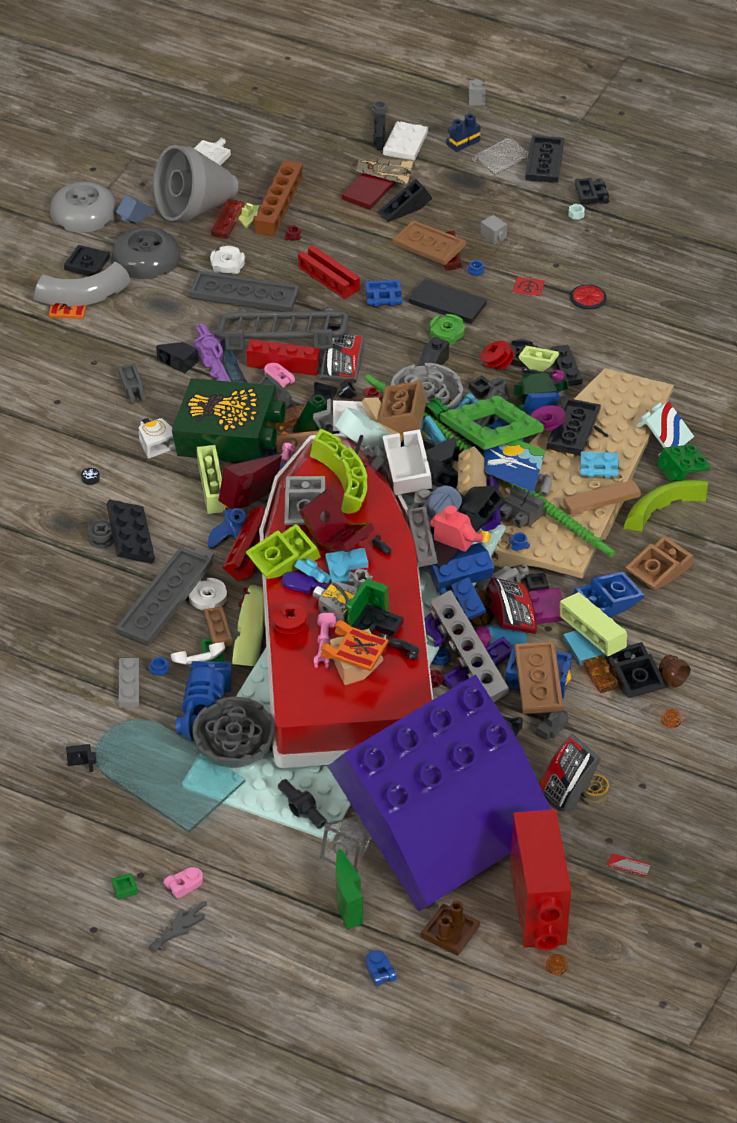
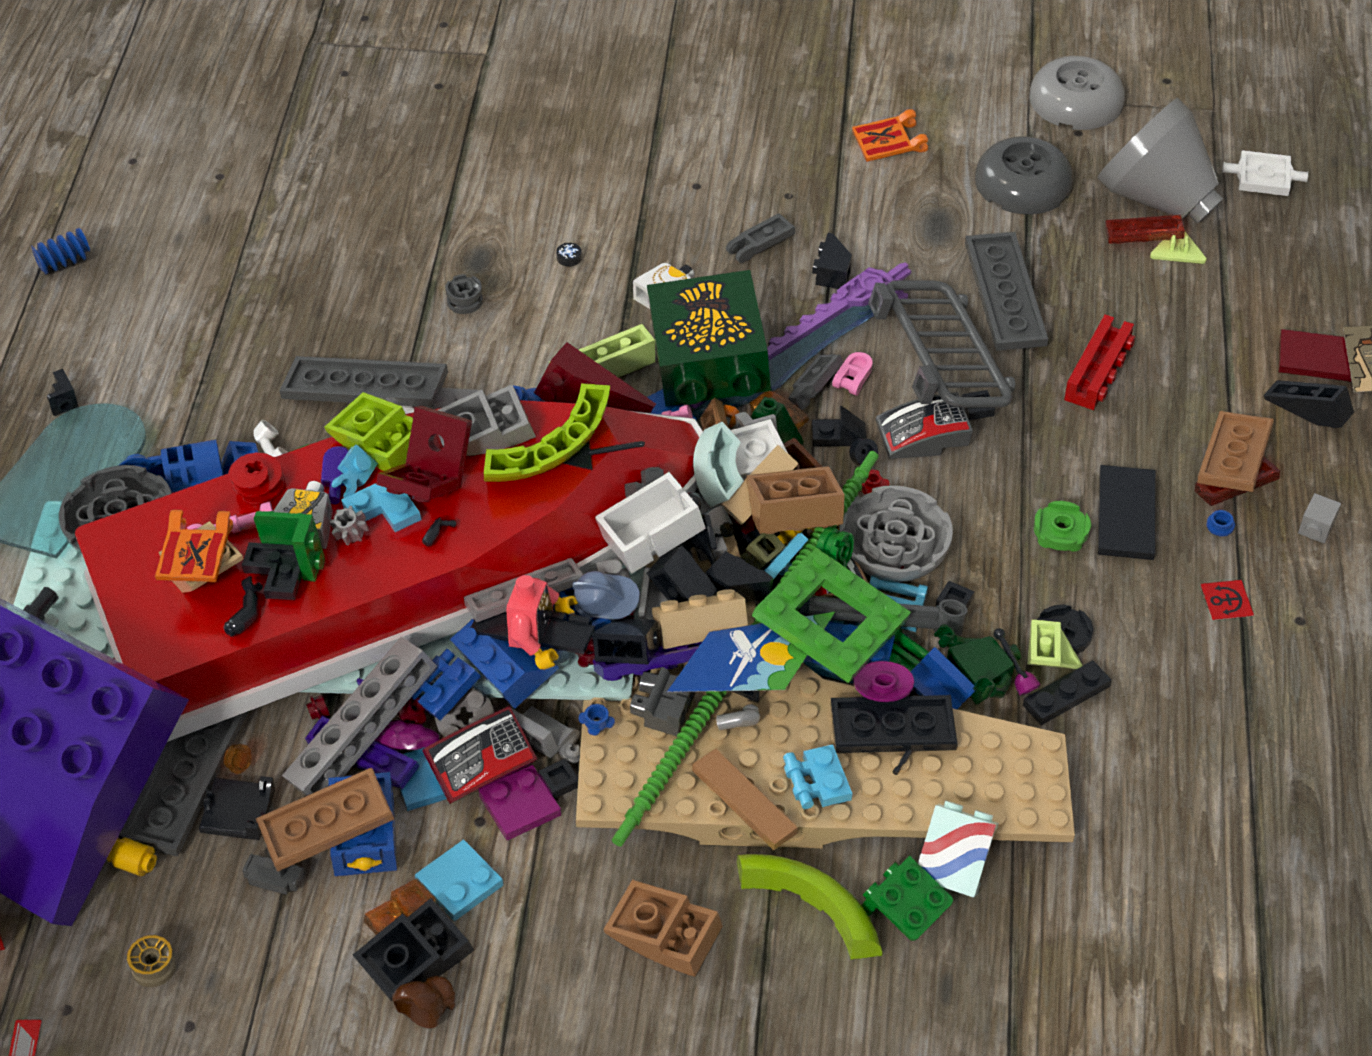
camera: 70 degrees right, 5 degrees up
(82, 290) = (908, 142): light grey brick -> none
(86, 260) = (971, 127): black plate -> none
(129, 682) = (212, 400): light grey plate -> none
(130, 531) = (473, 317): black plate -> none
(133, 209) = (1099, 135): sand blue slope -> none
(159, 666) = (247, 418): blue plate -> none
(221, 264) = (1054, 265): white plate -> none
(278, 198) = (1224, 266): dark orange brick -> none
(290, 356) = (888, 362): red brick -> none
(292, 233) = (1162, 303): dark red plate -> none
(379, 289) = (1102, 430): blue plate -> none
(435, 352) = (984, 525): black slope -> none
(497, 355) = (1030, 598): red piece -> none
(569, 773) = (143, 910): slope -> none
(588, 296) = (1248, 679): red wheel -> none
(593, 624) = (474, 864): yellowish green brick -> none
(611, 593) = (564, 874): blue slope -> none
(671, 718) = (332, 1027): clear orange plate -> none

